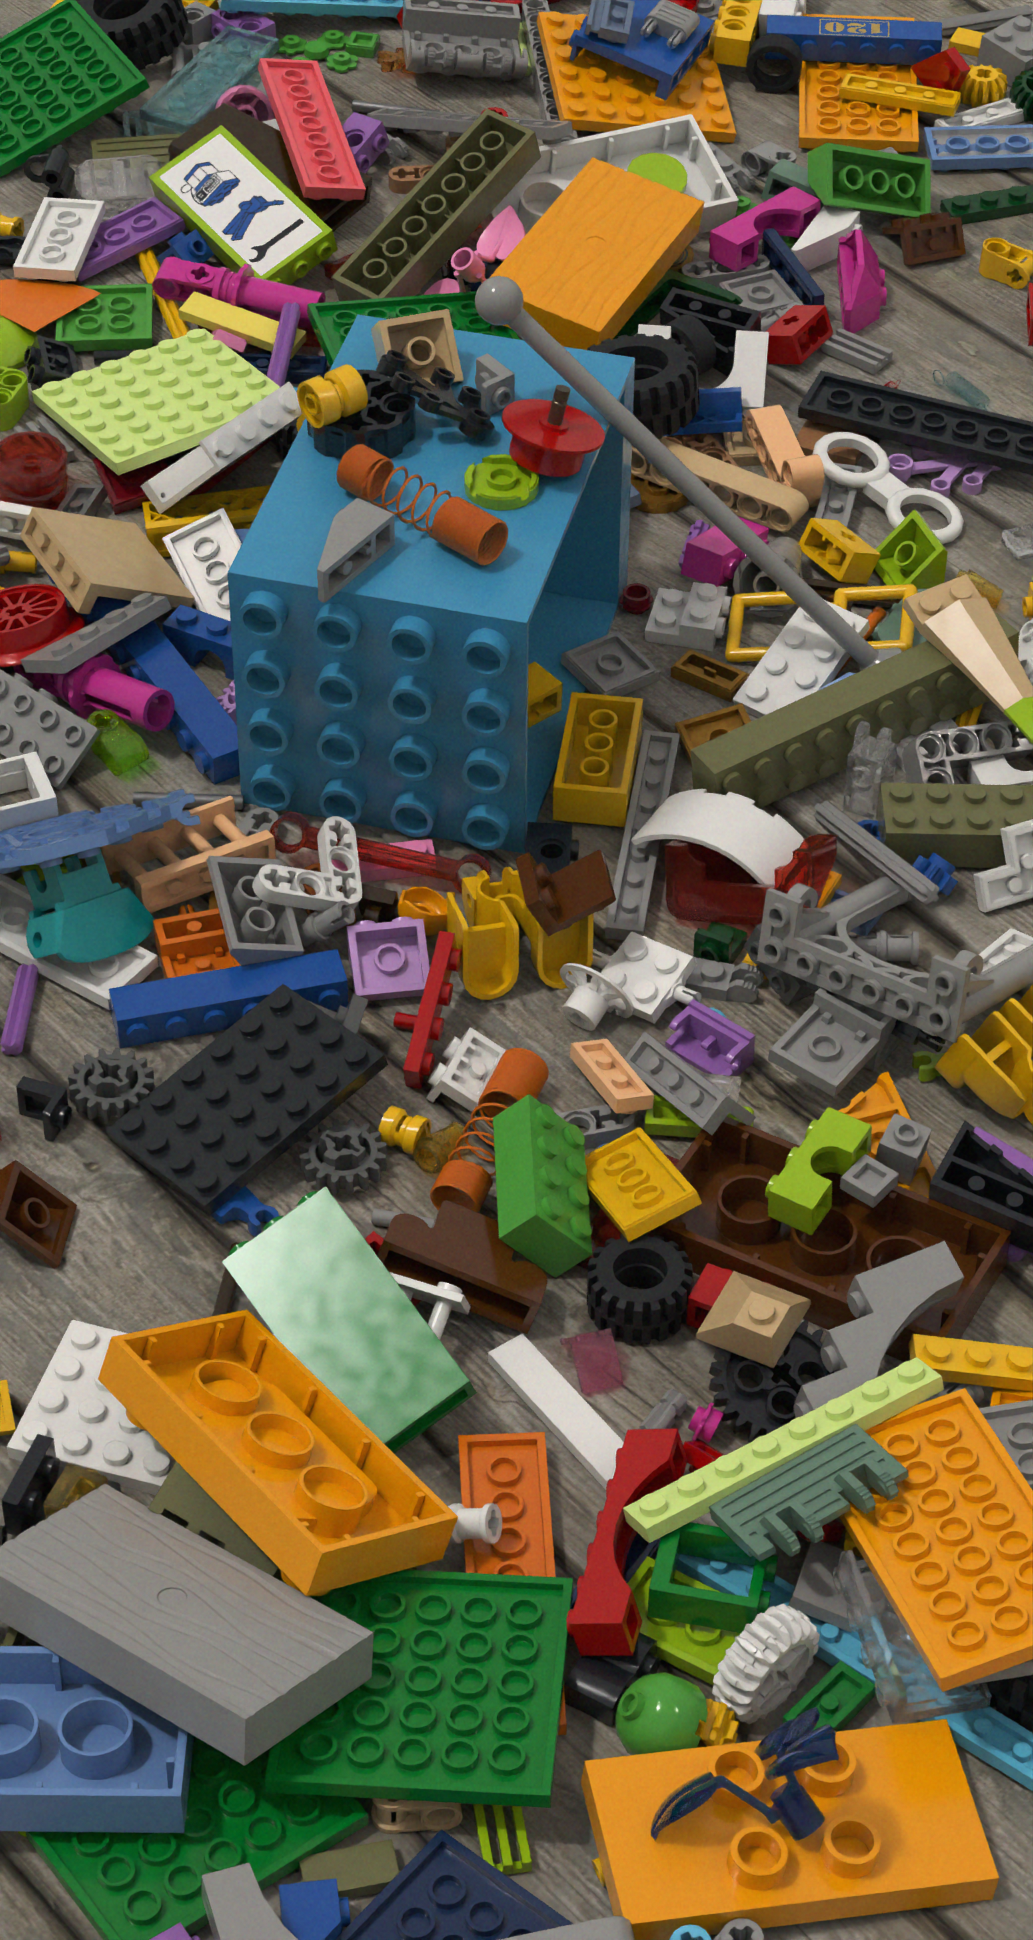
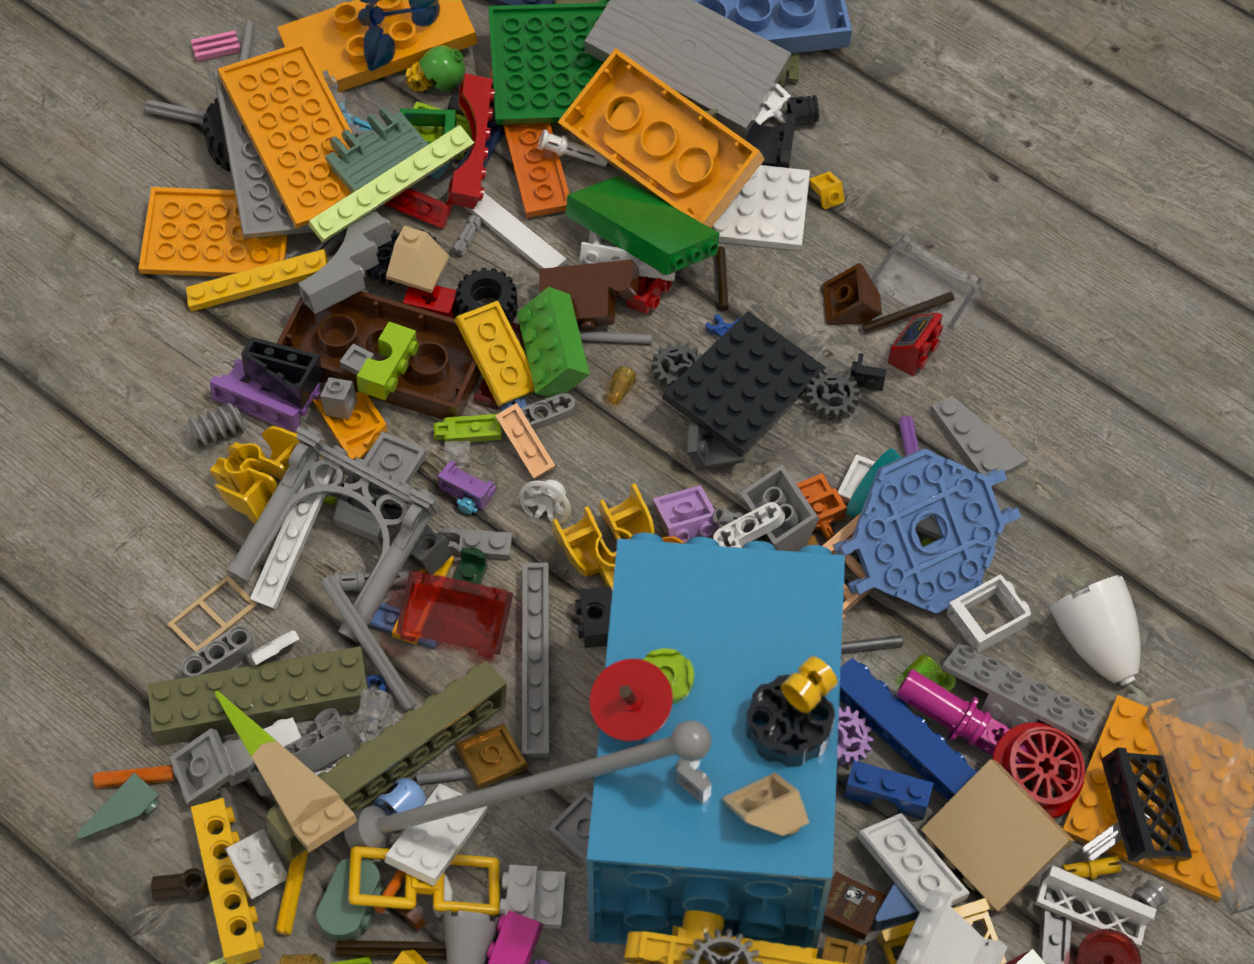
camera: 170 degrees right, 15 degrees up
(71, 1486) = (763, 136): clear yellow bracket -> none
(89, 641) = (975, 733): light grey wing -> none
(221, 997) = (801, 460): blue brick -> none
(354, 542) = (758, 578): light grey slope -> none
(402, 1129) = (645, 389): yellow wheel -> none
(428, 1024) = (644, 466): red plate -> none
(438, 398) = (730, 745): black plant -> none
(456, 522) = (682, 603): orange piece -> none
(466, 1070) = (617, 439): white bracket -> none
(515, 1076) = (588, 415): orange piece -> none
(568, 894) = (575, 521): reddish brown bracket -> none
(595, 1360) = (508, 260): clear pink bracket -> none
(597, 759) = (572, 724): yellow brick -> none
(636, 598) = (576, 904): dark red plate -> none
(648, 974) = (516, 524): white plate -> none
(683, 1085) = (478, 427): light grey fence -> none
(705, 1423) = (441, 233): dark pink plate -> none
(708, 675) = (524, 855): pearl gold tile -> none
(728, 826) = (475, 632): white panel -> none
(766, 1662) = (394, 92): white gear -> none
(837, 1696) = (364, 98): green plate -> none
(938, 871) = (326, 640): blue gear -> none

